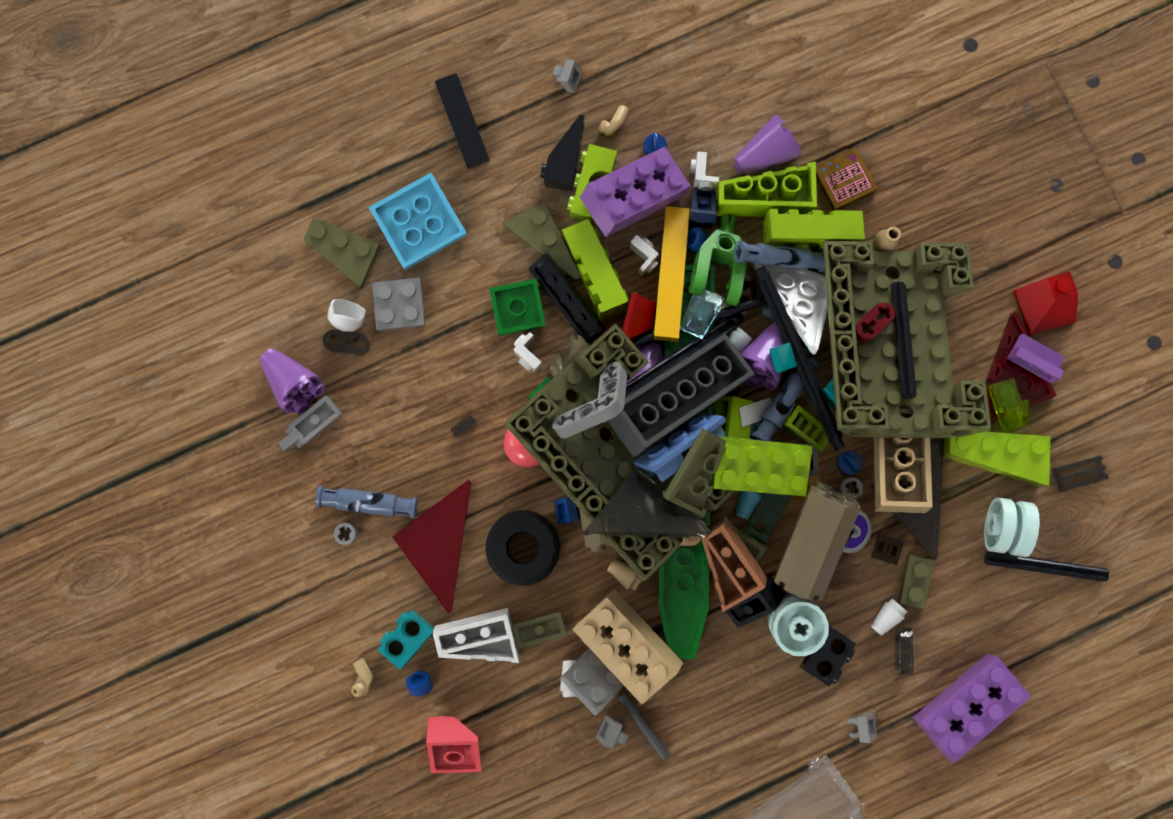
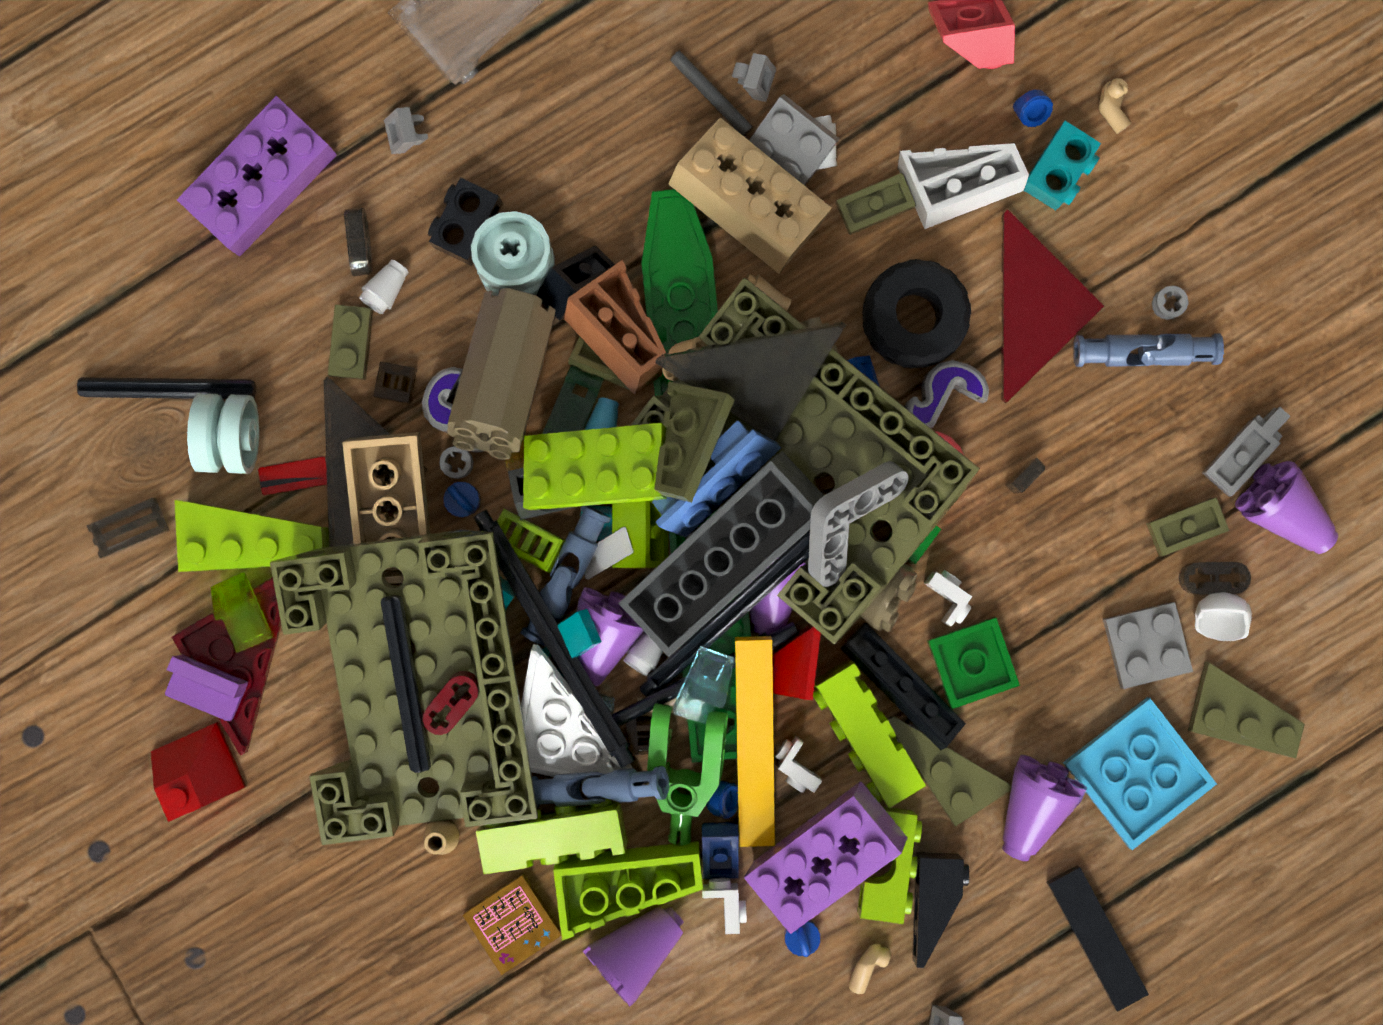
camera: 175 degrees right, 5 degrees up
(359, 378) = (1187, 526): none -> olive plate
(488, 209) = (1038, 805): none -> medium lavender cone
(515, 494) = (938, 386): none -> animal
(963, 494) = (293, 475): none -> red sticker

